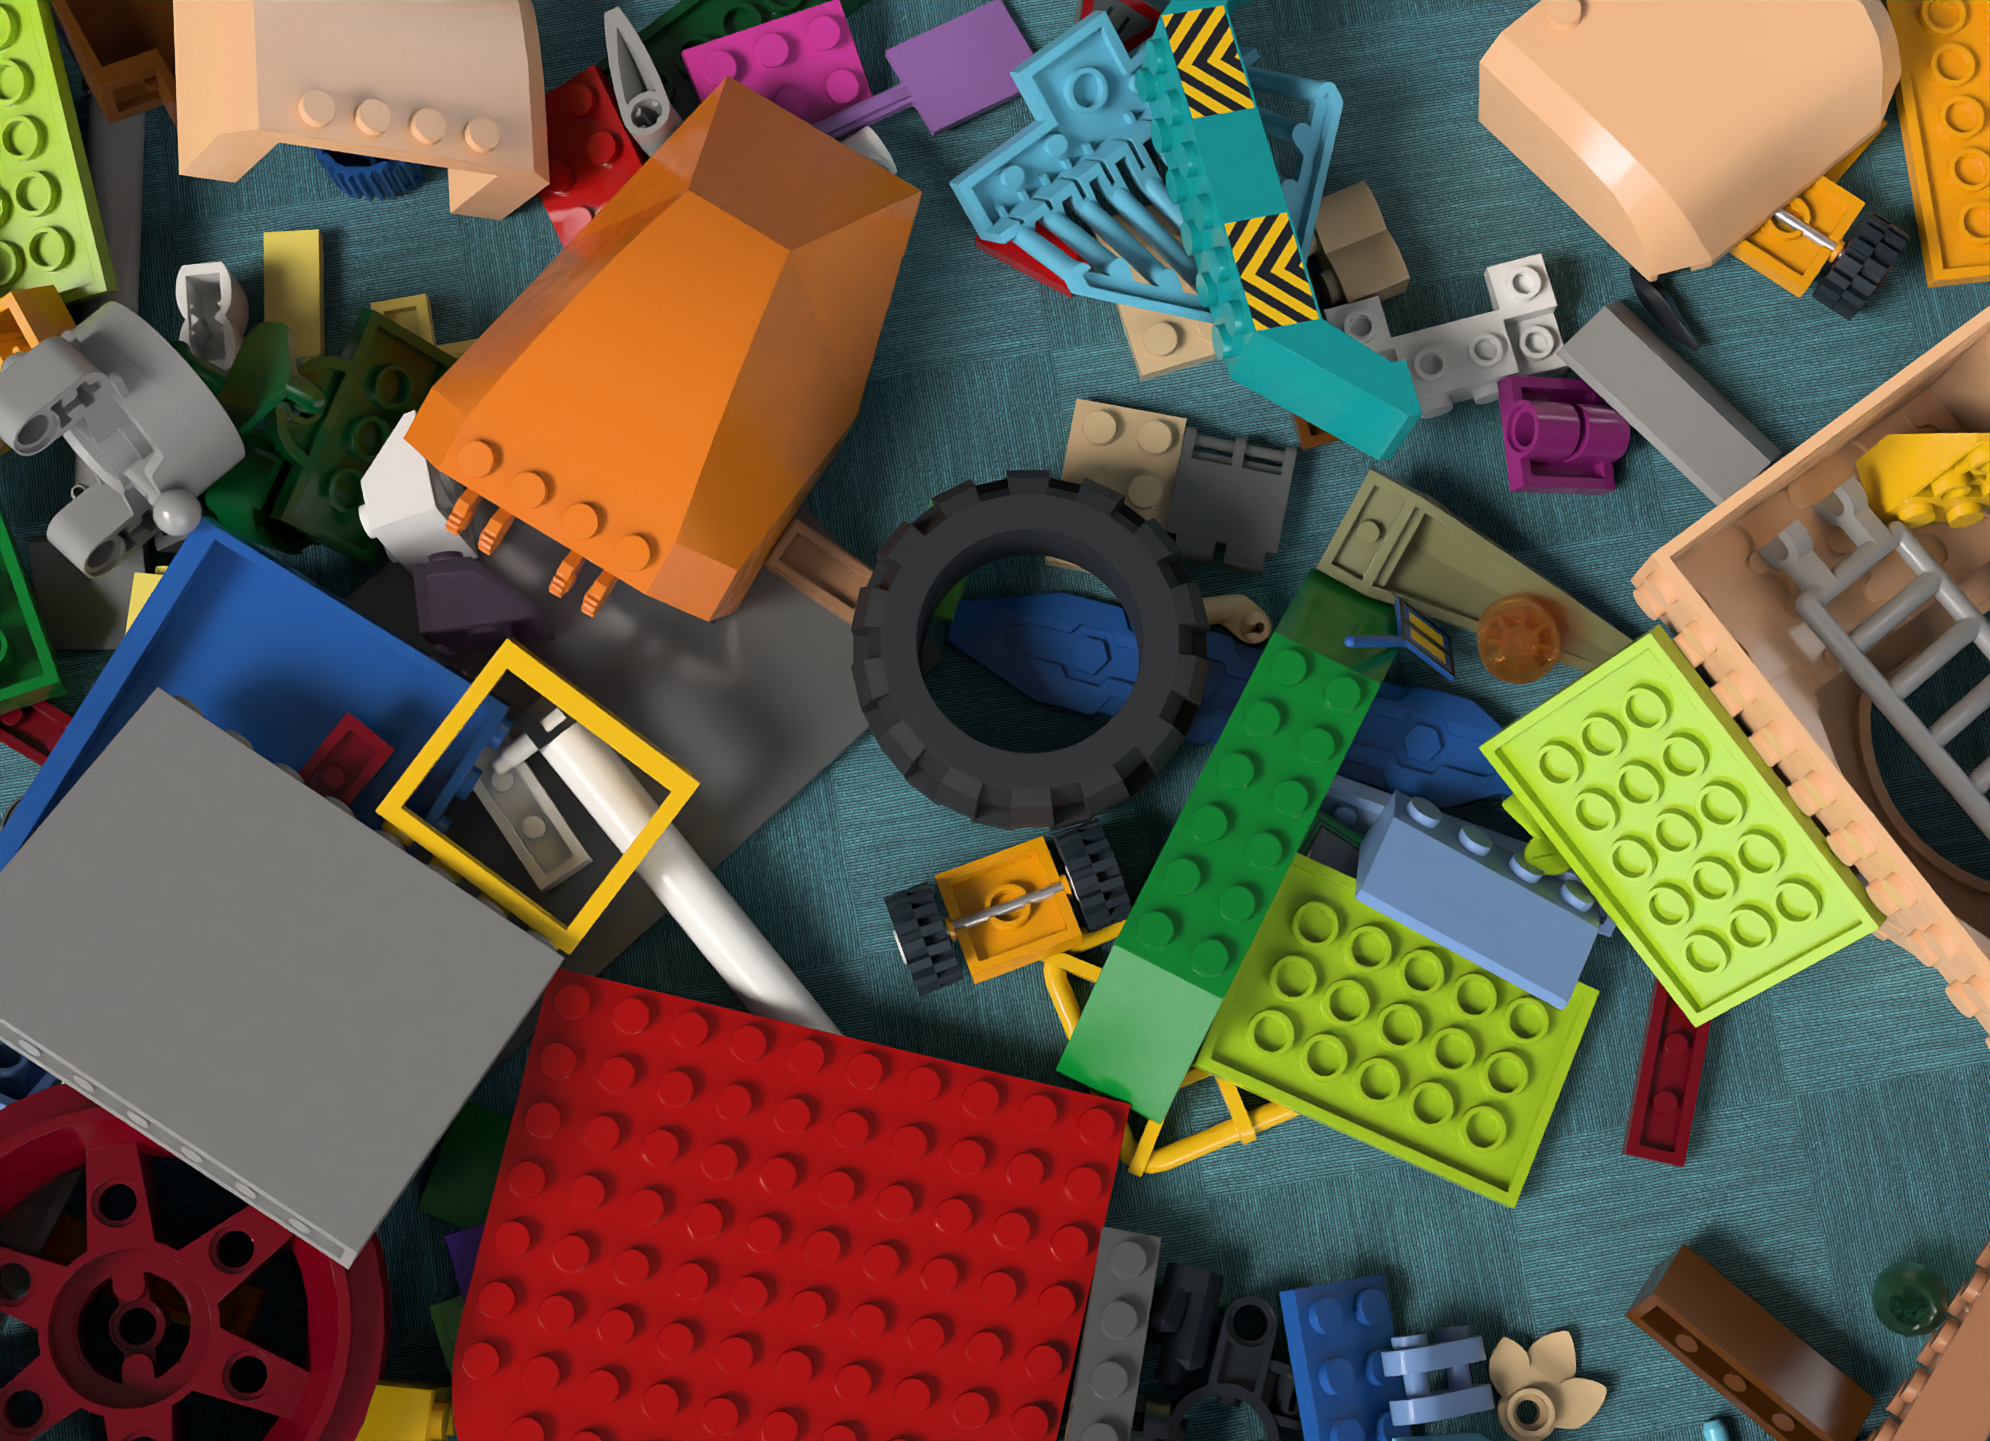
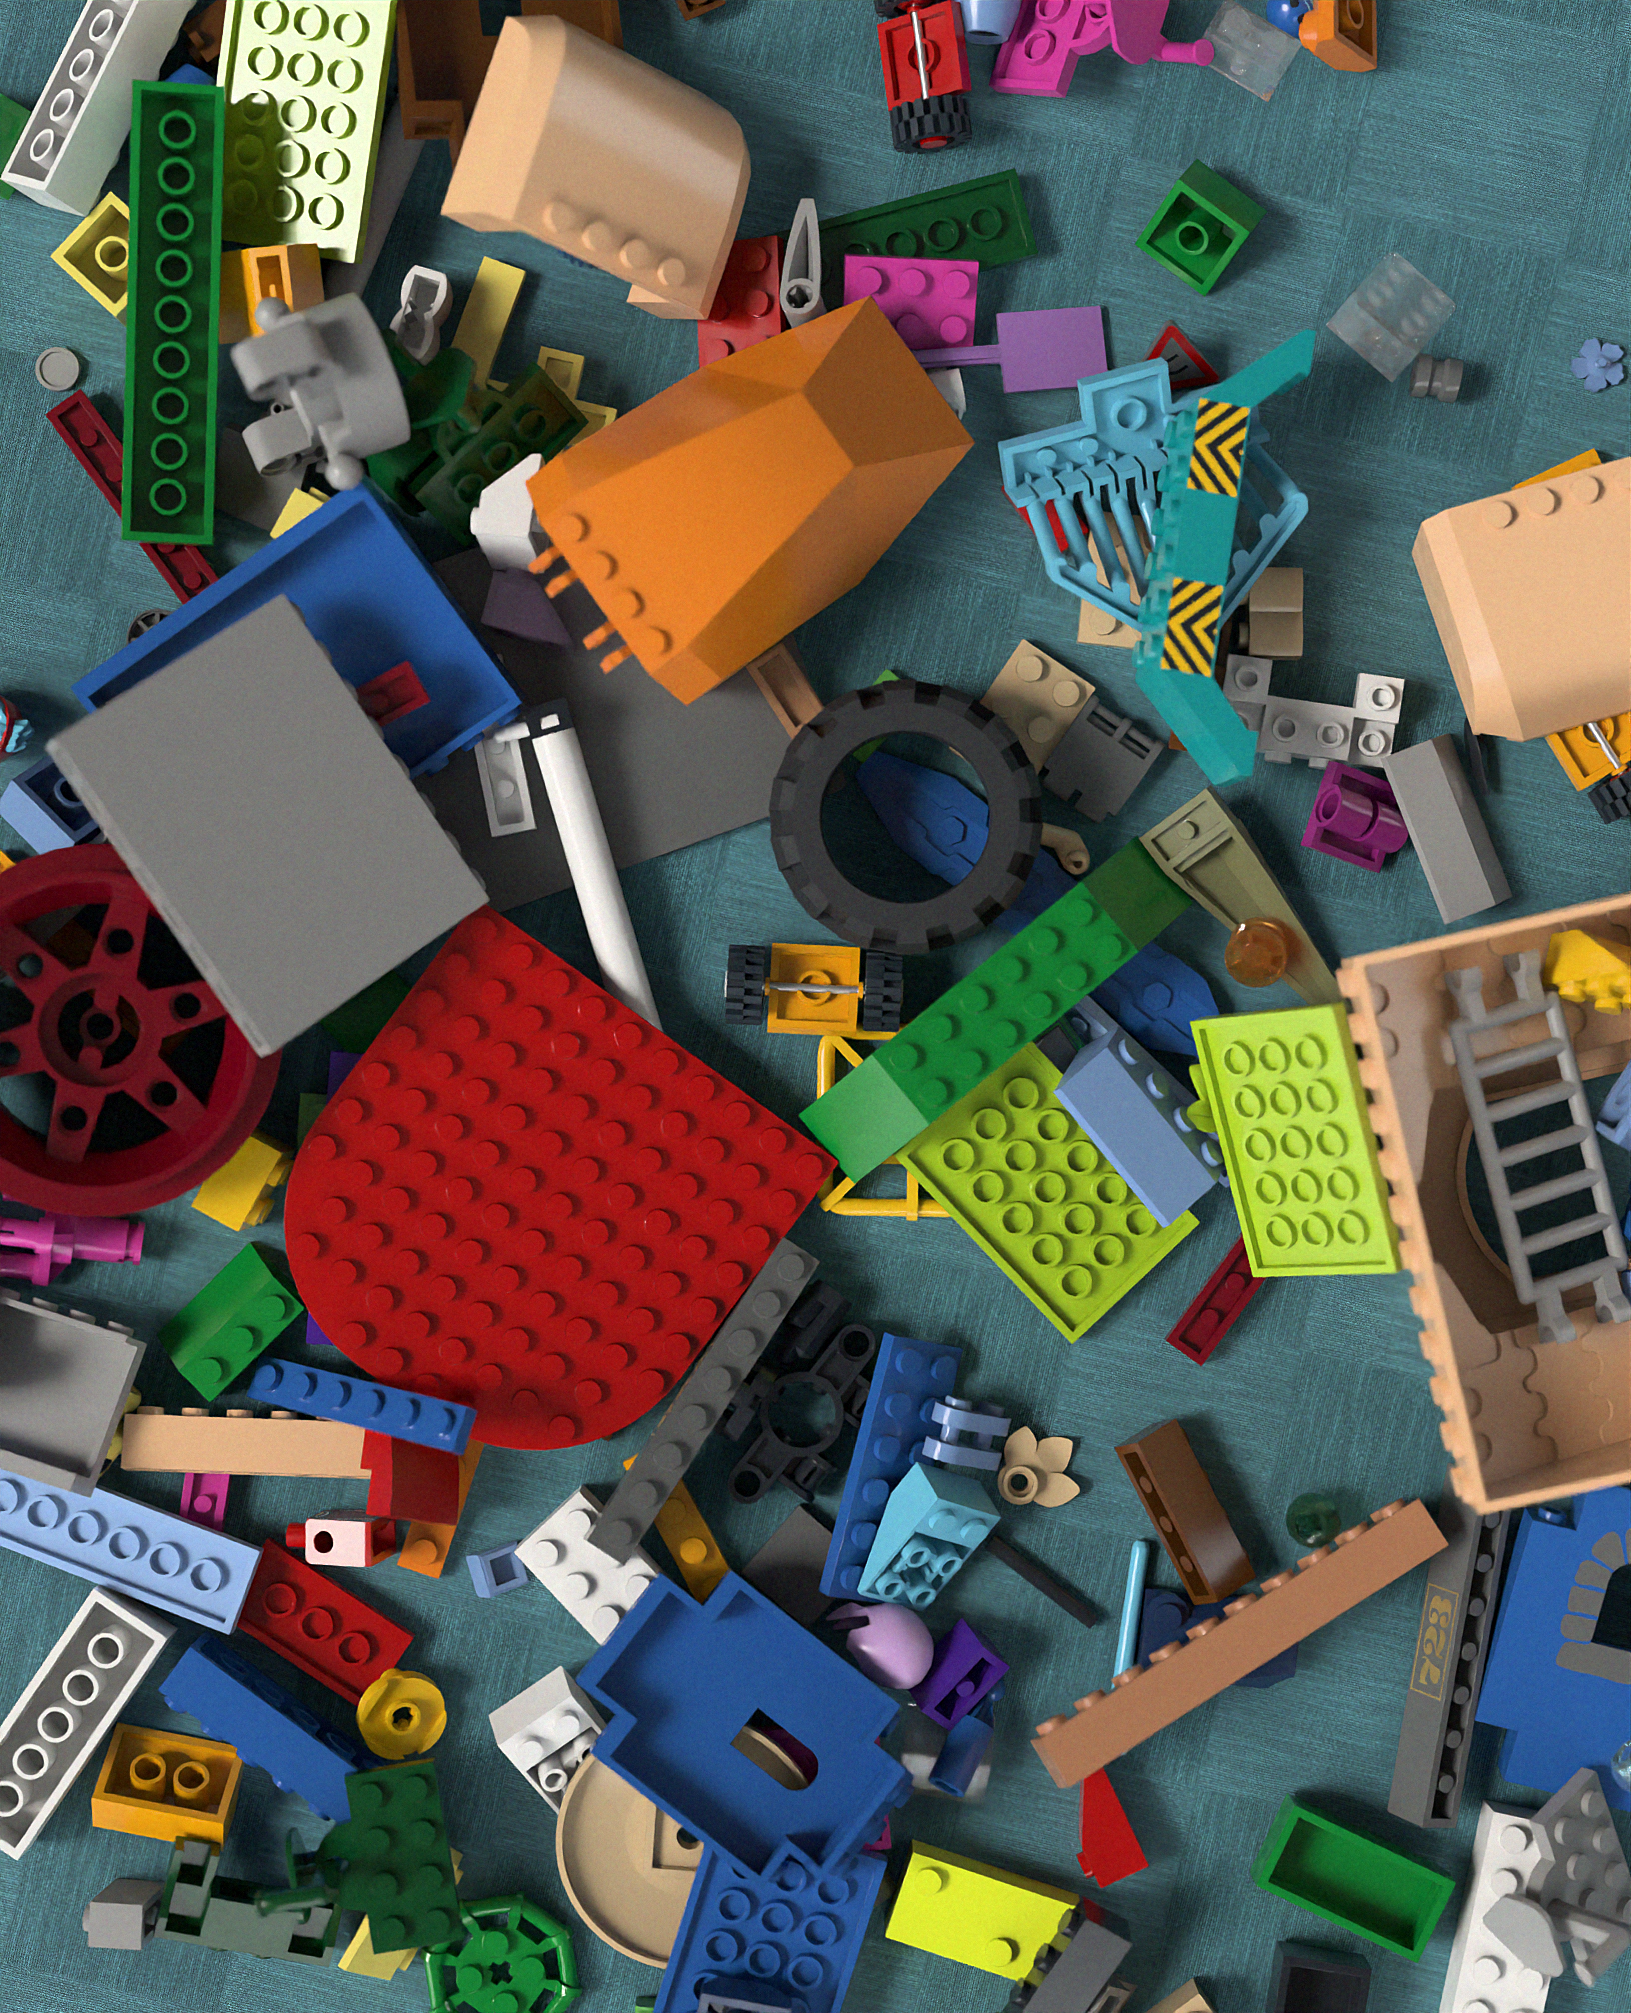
camera: 20 degrees right, 10 degrees up
(594, 716) = (577, 736): yellow window -> none
(1417, 635) = (1188, 921): piece -> none

